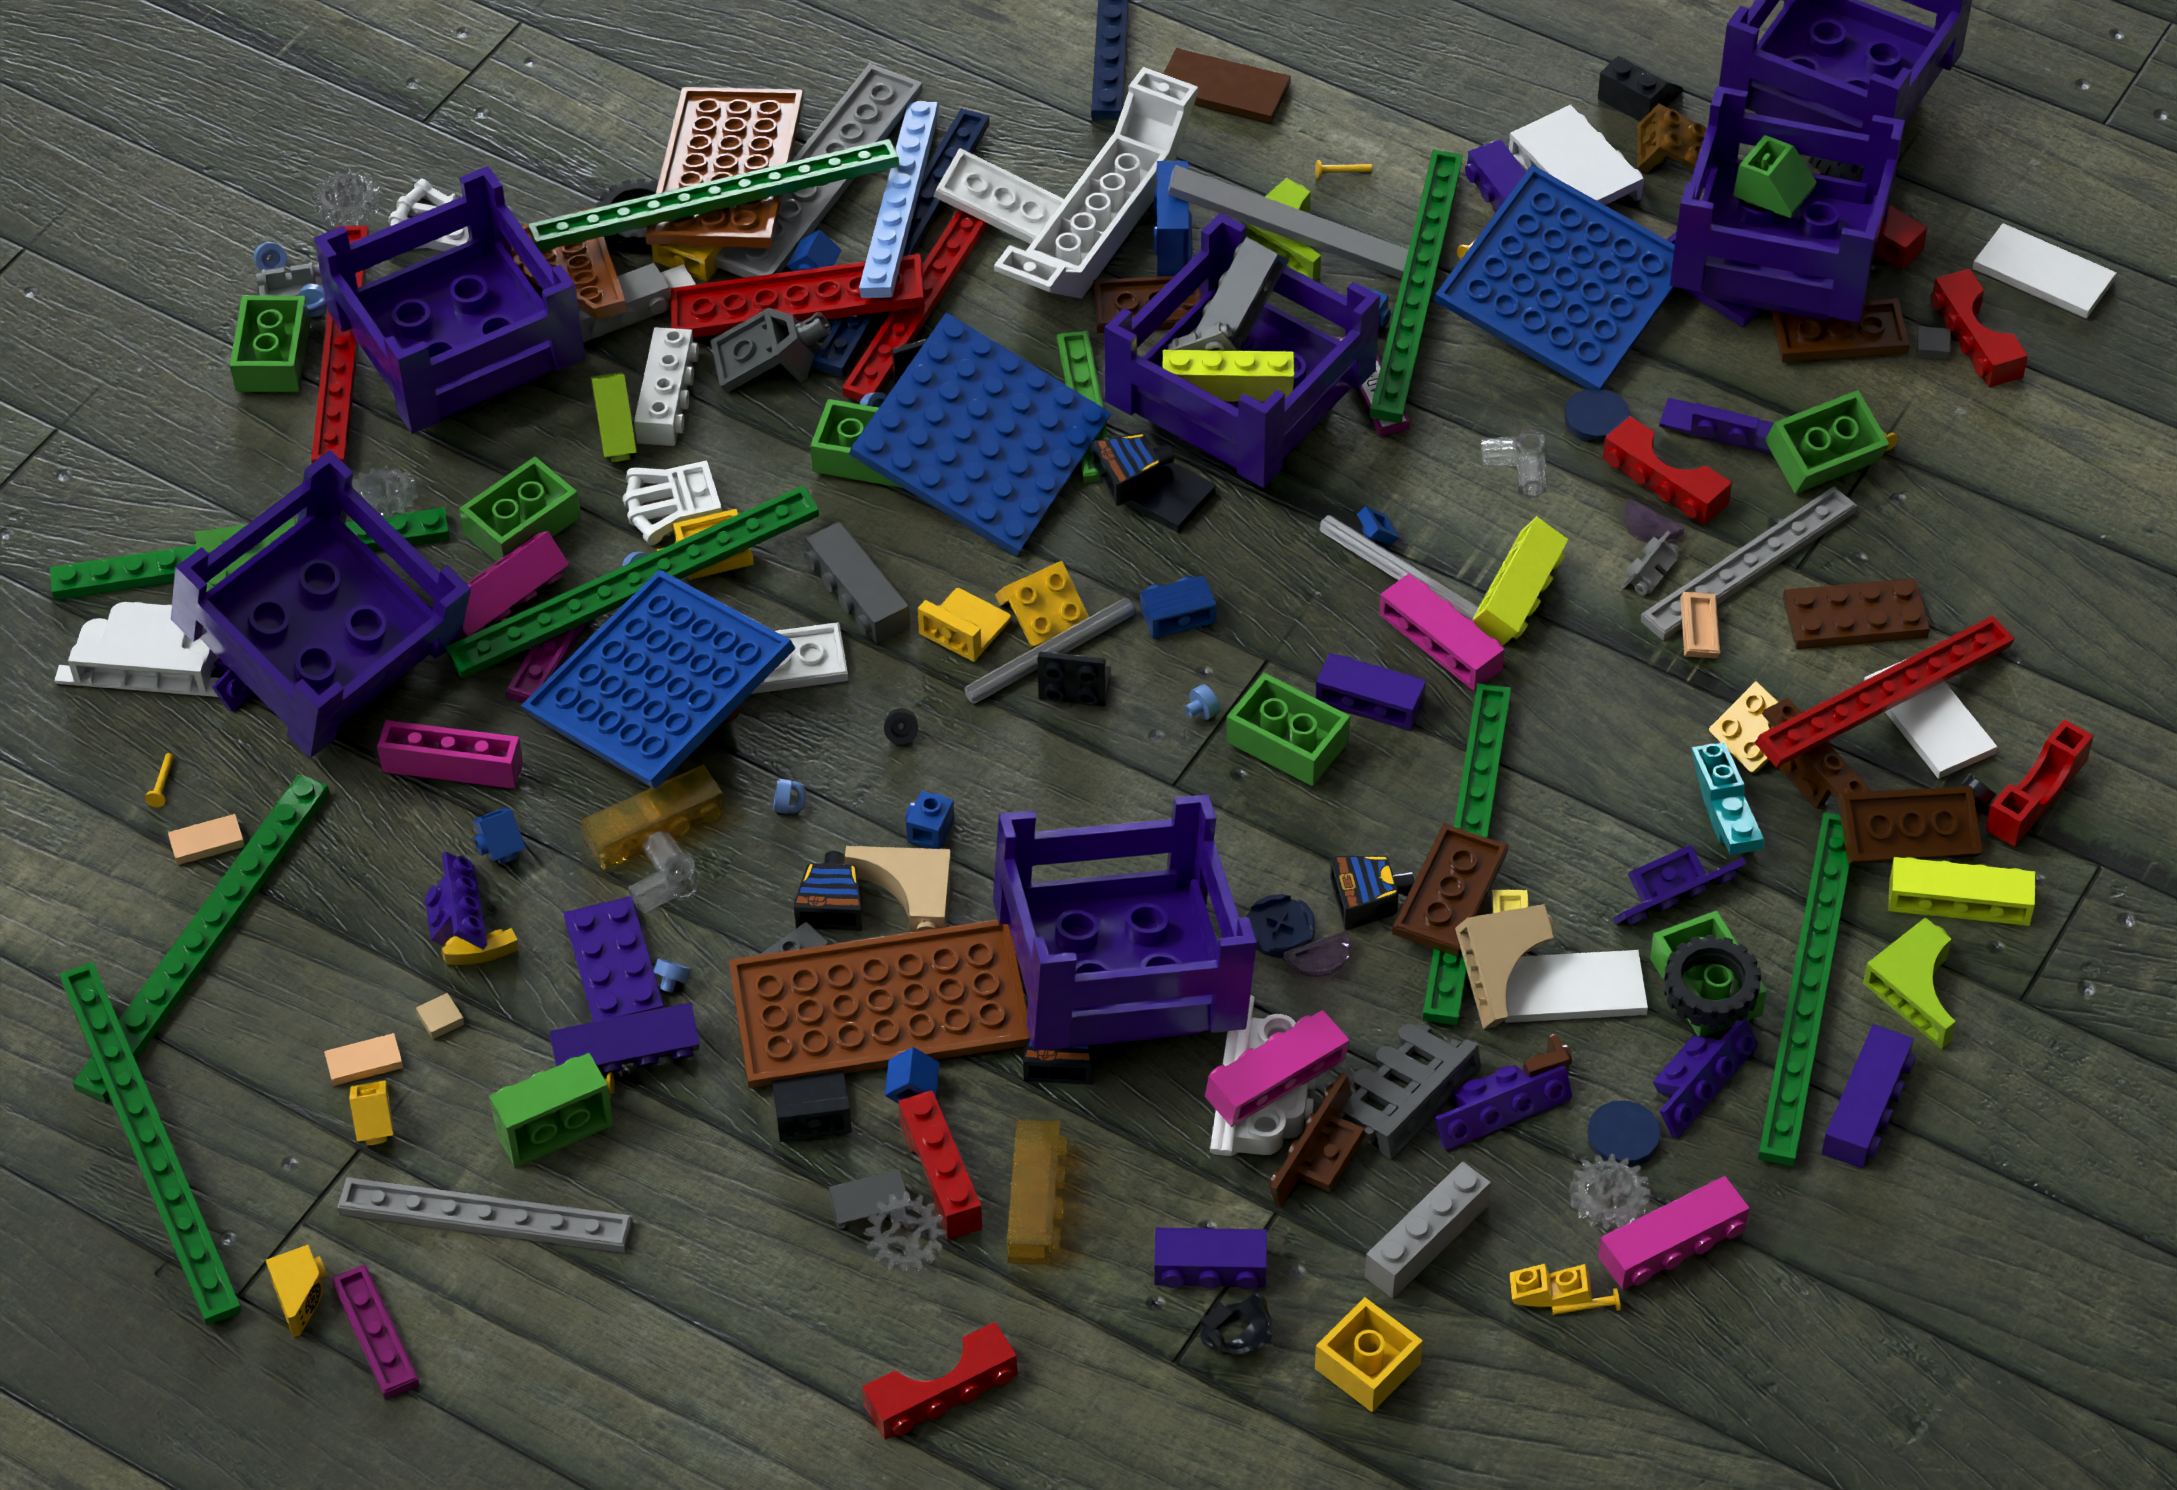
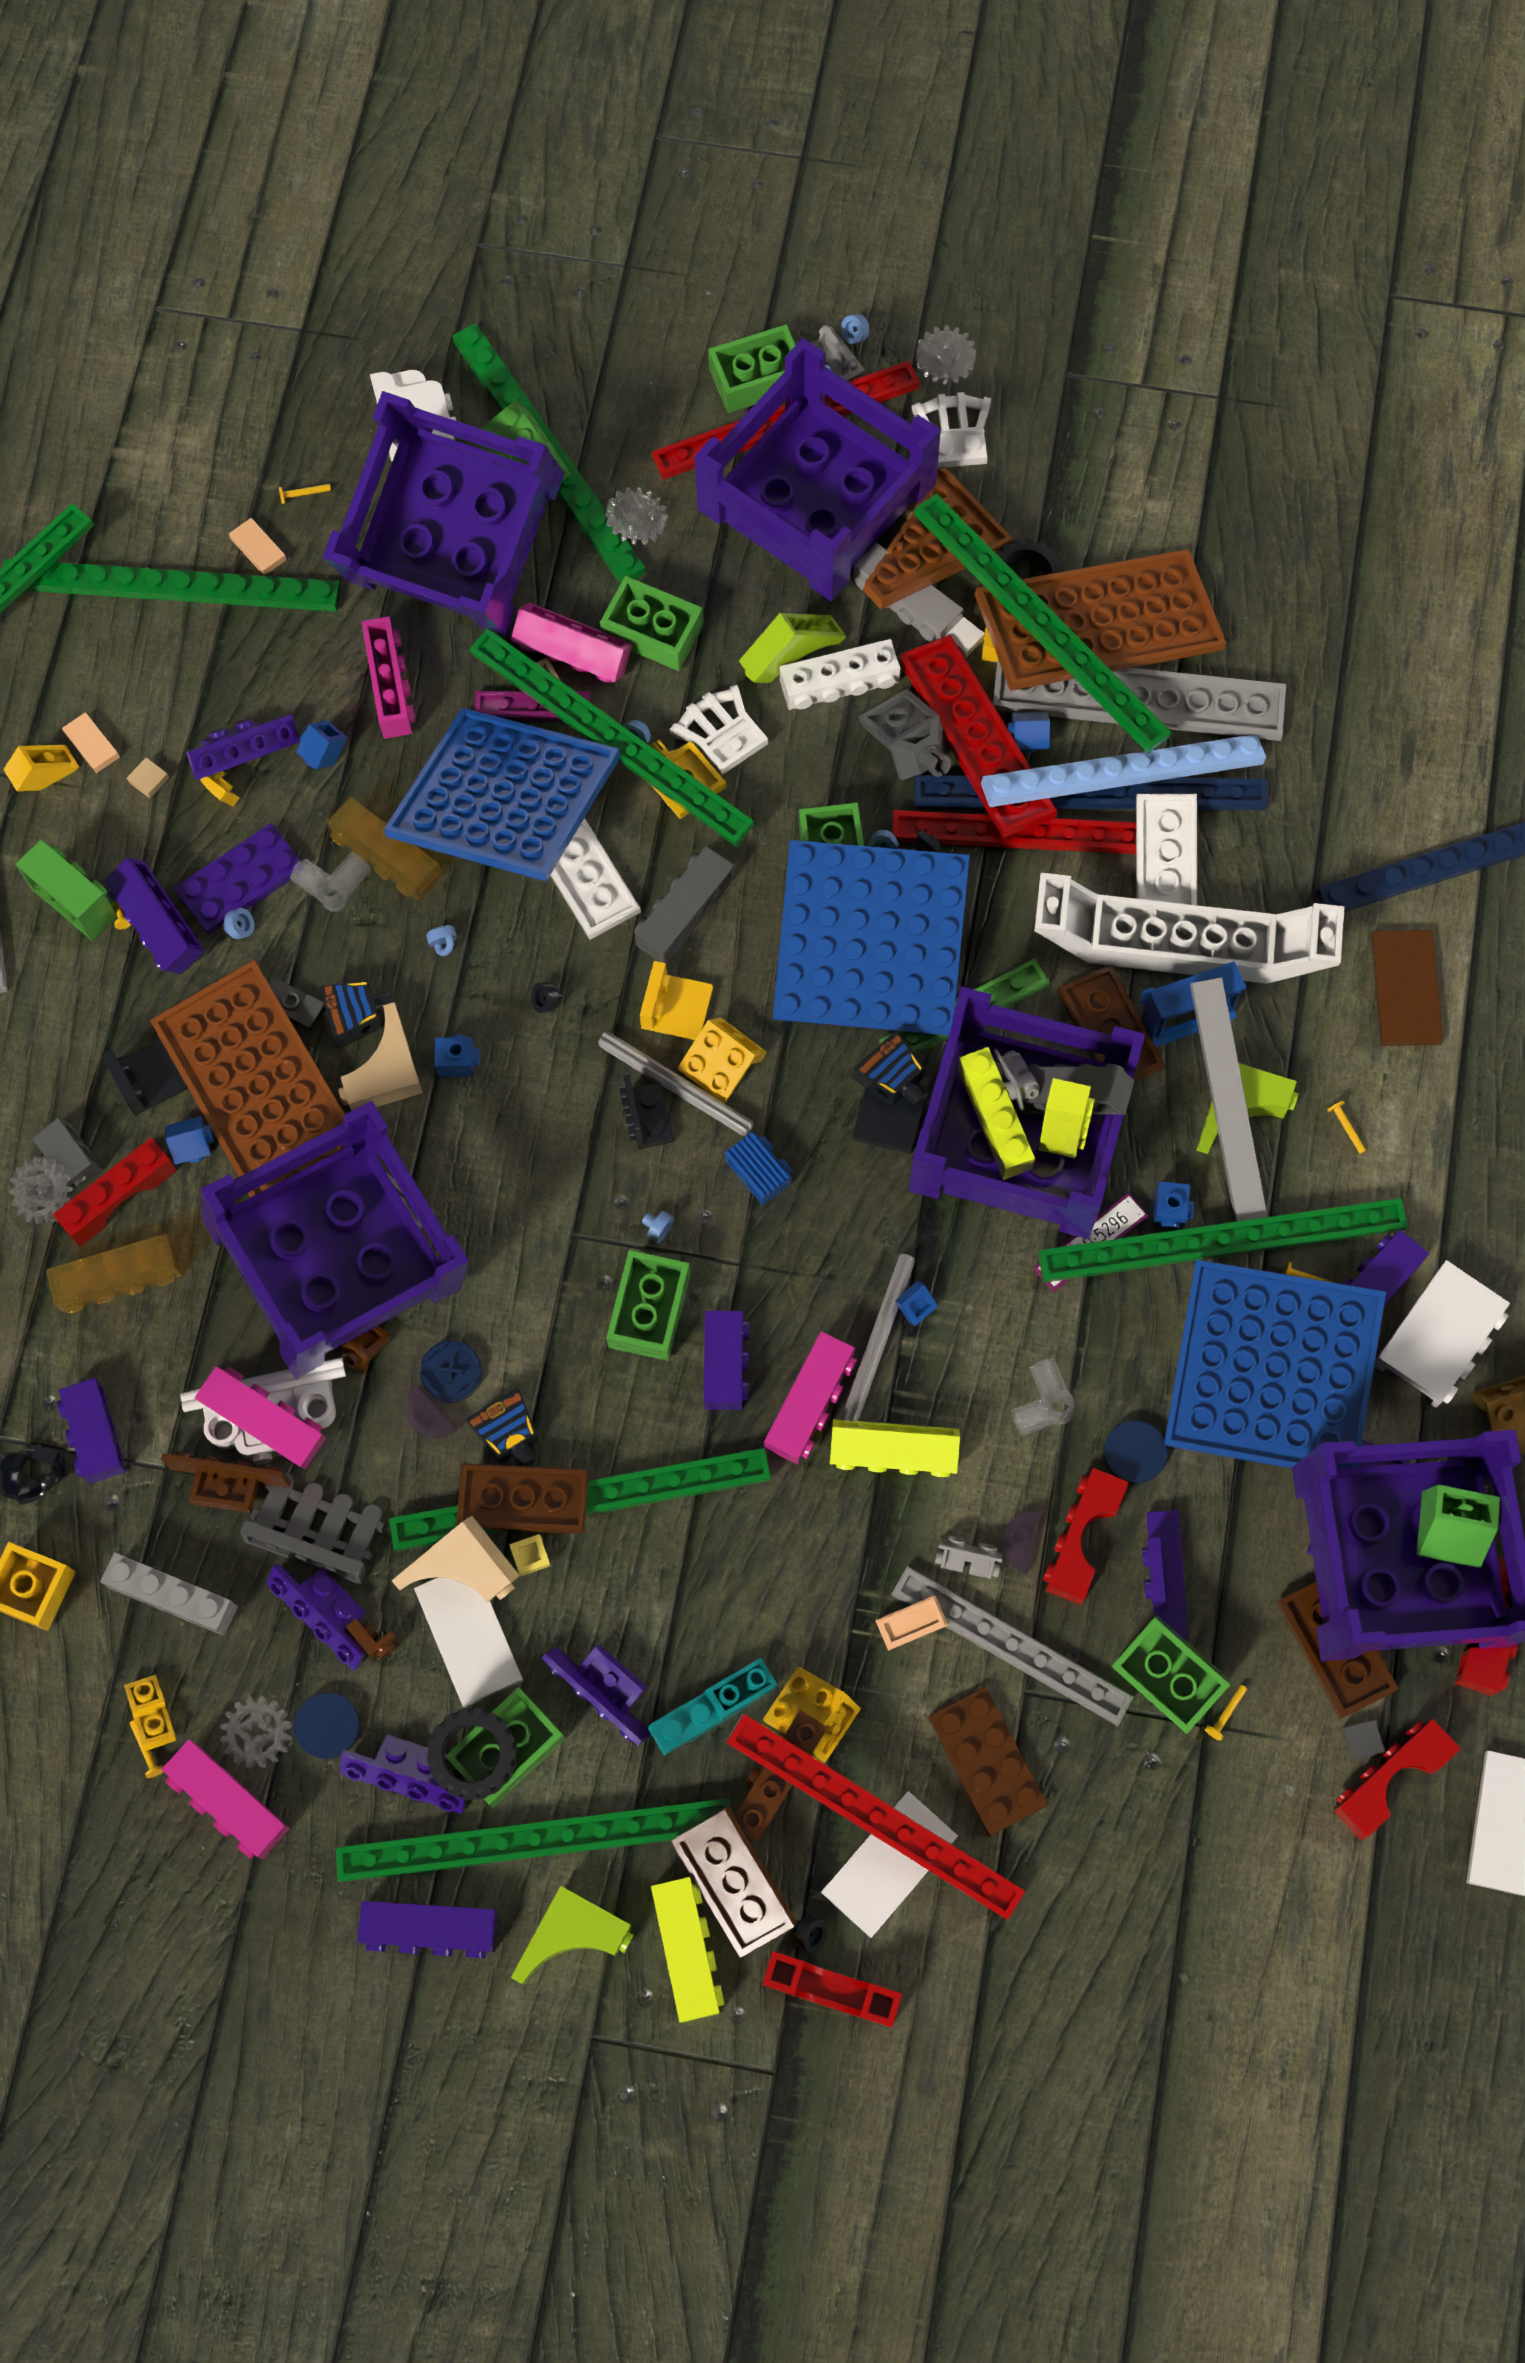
camera: 70 degrees right, 20 degrees up
(1272, 300) = (1066, 1118): none -> neon yellow brick

